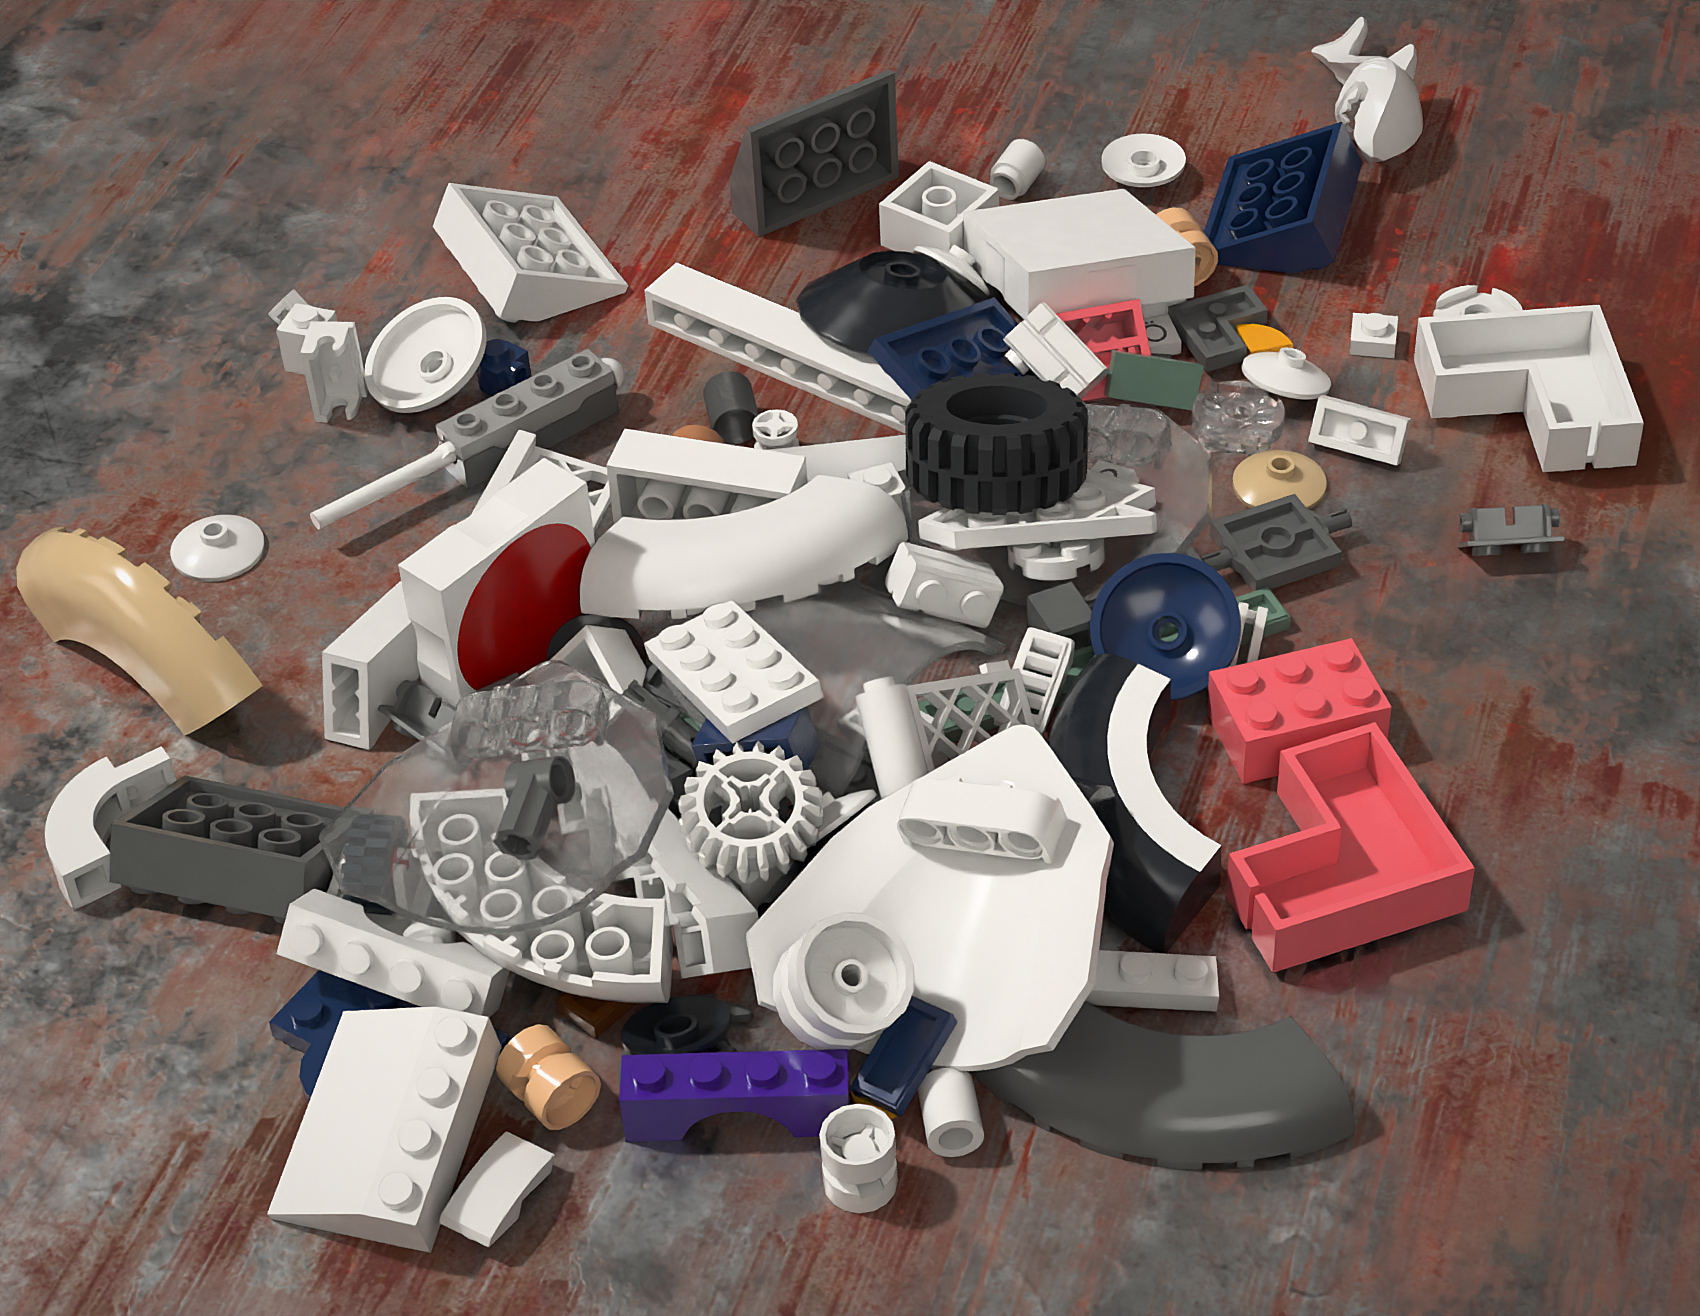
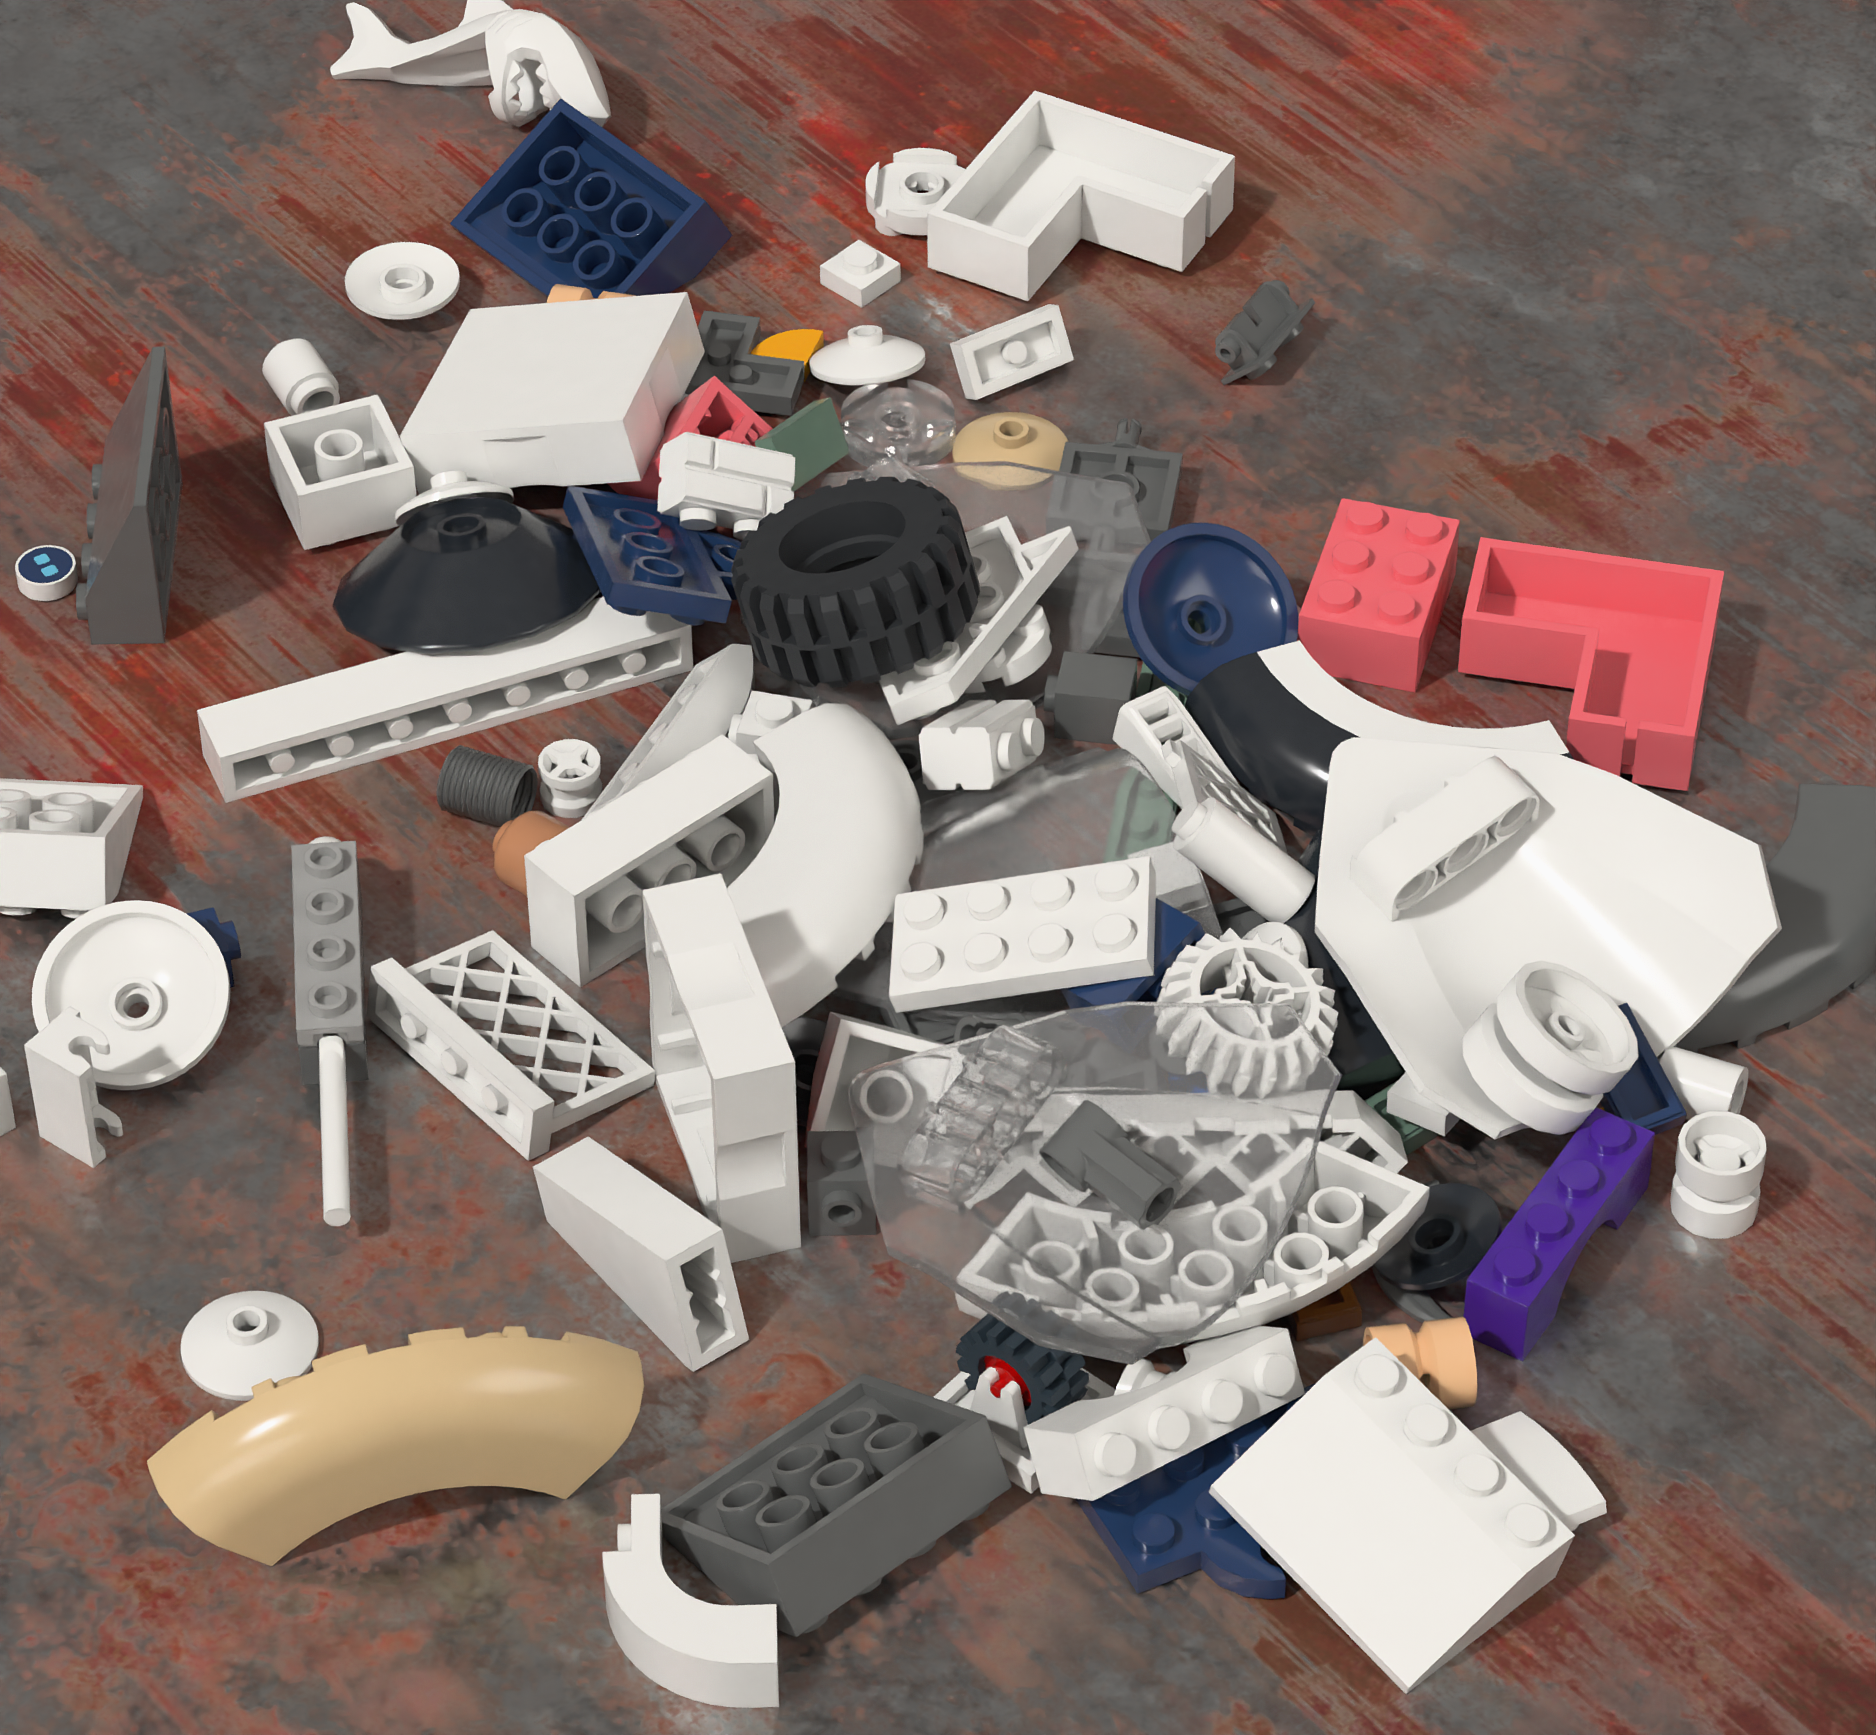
camera: 60 degrees left, 0 degrees up
(416, 710) = (810, 1251): dark grey hinge -> none

